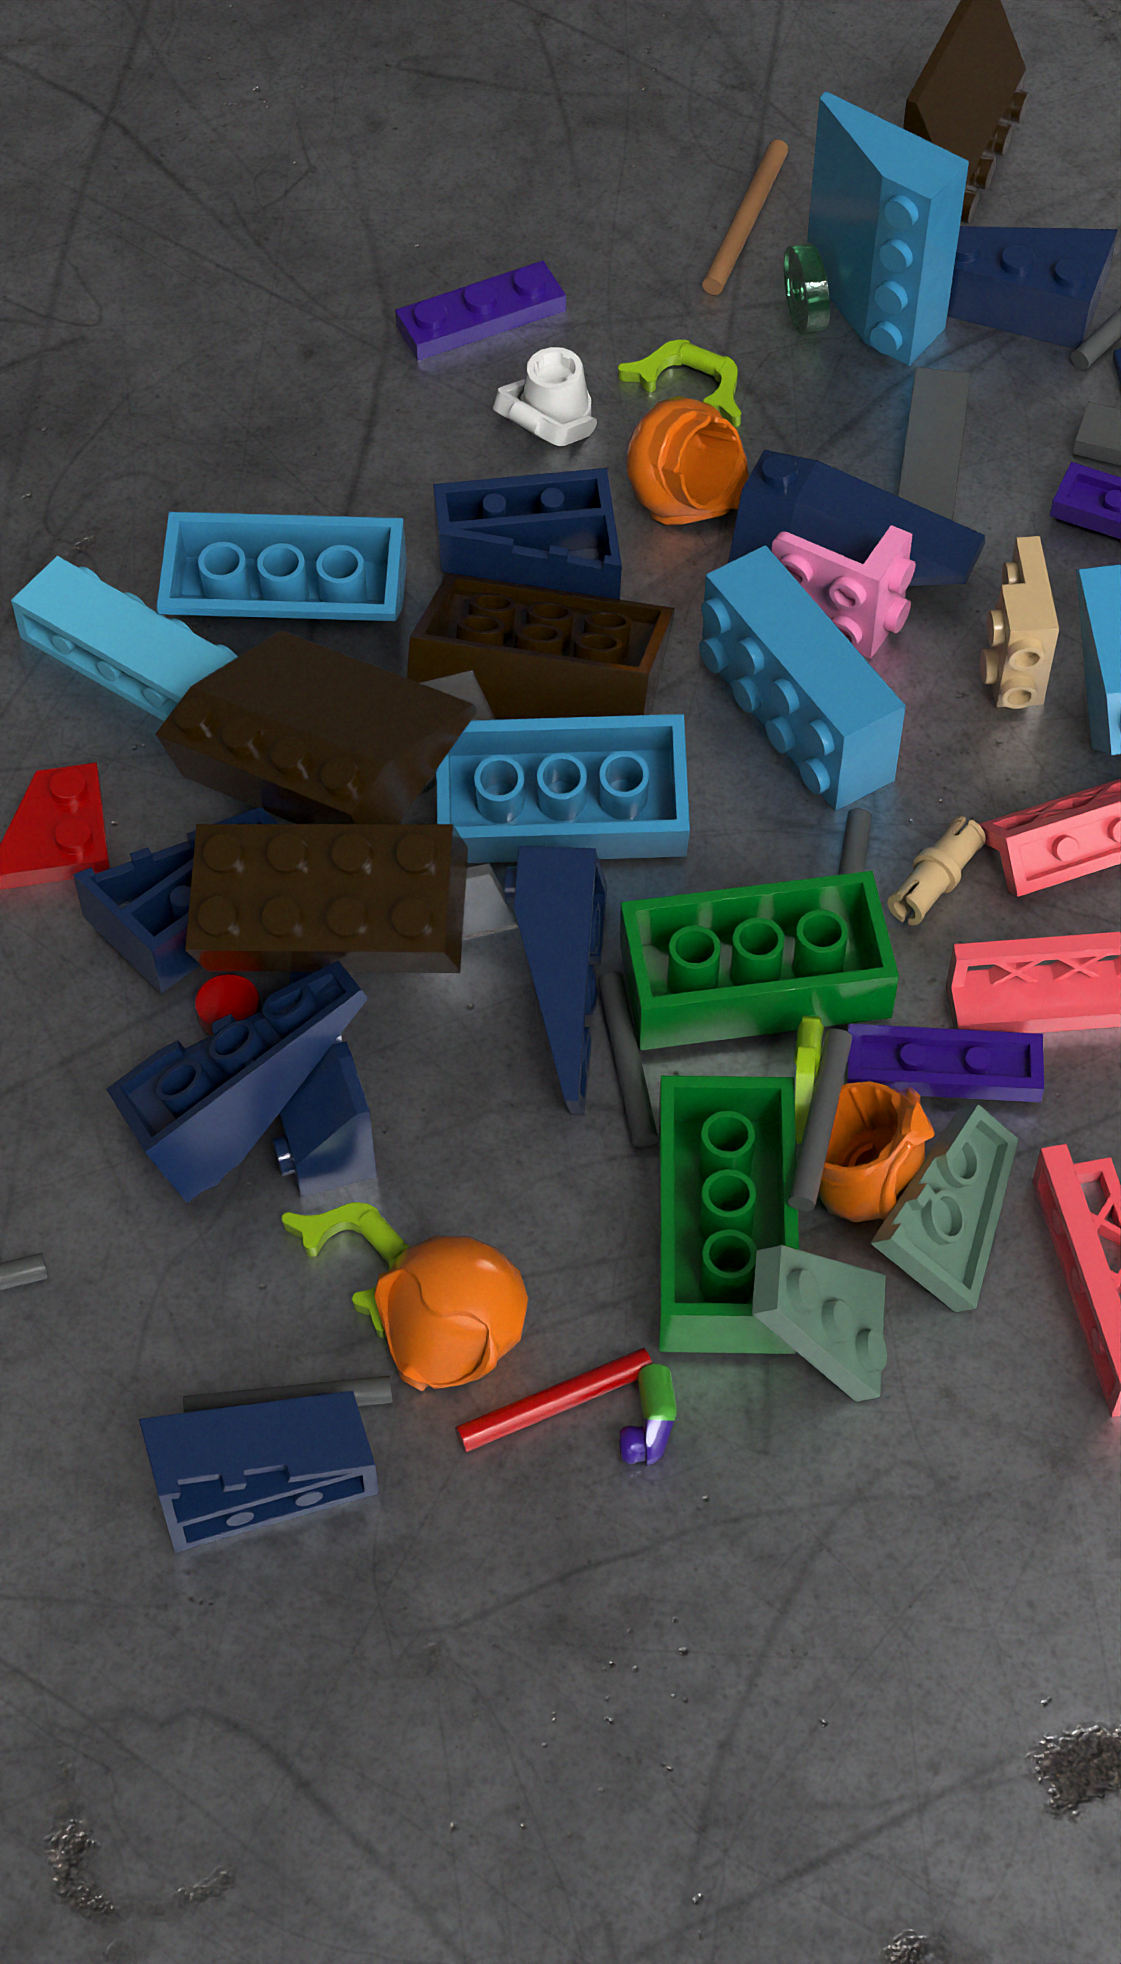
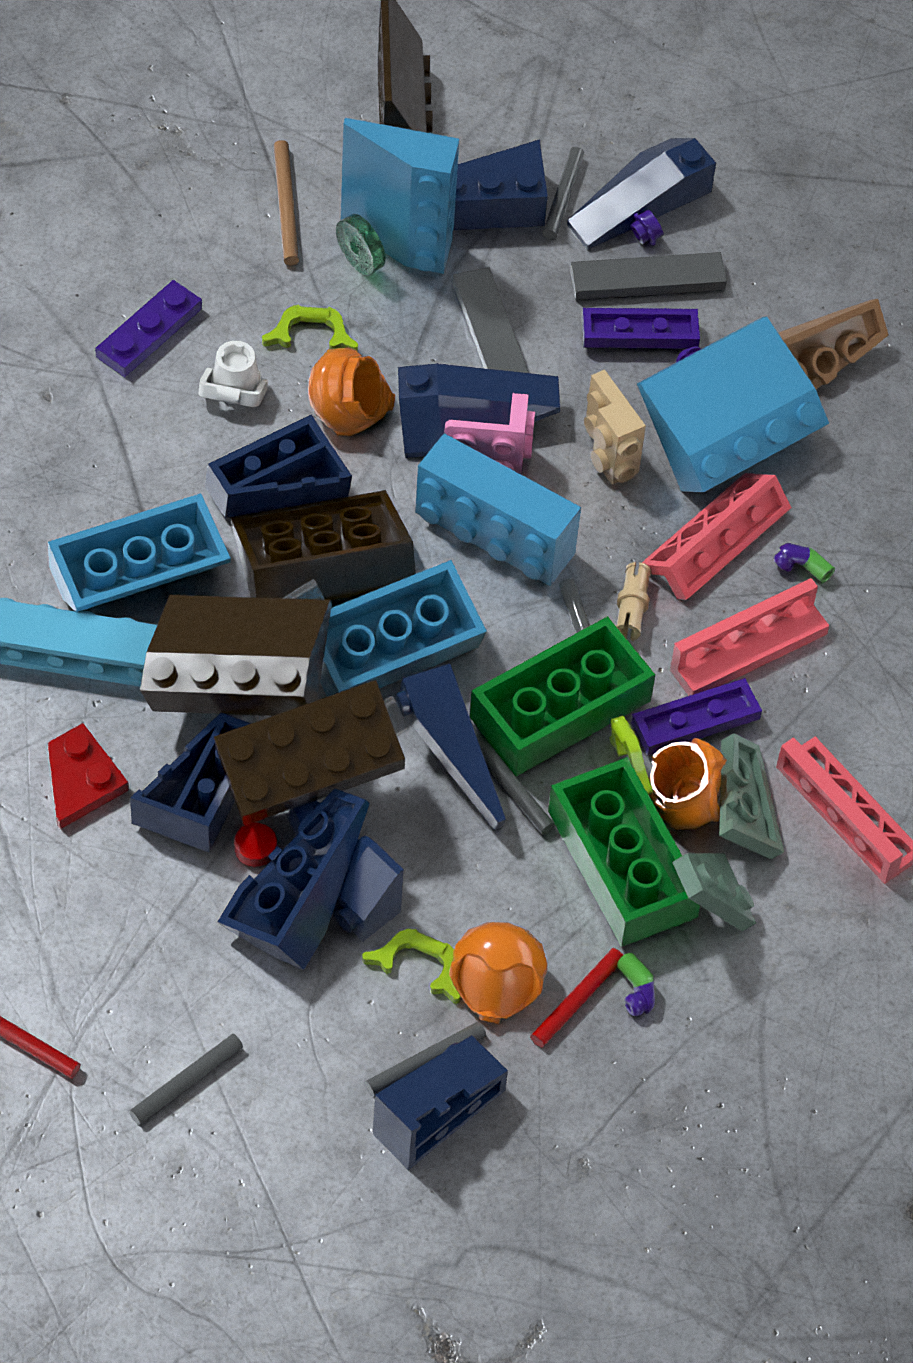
camera: 30 degrees left, 0 degrees up
(820, 1120) = (657, 776): dark grey bar -> none

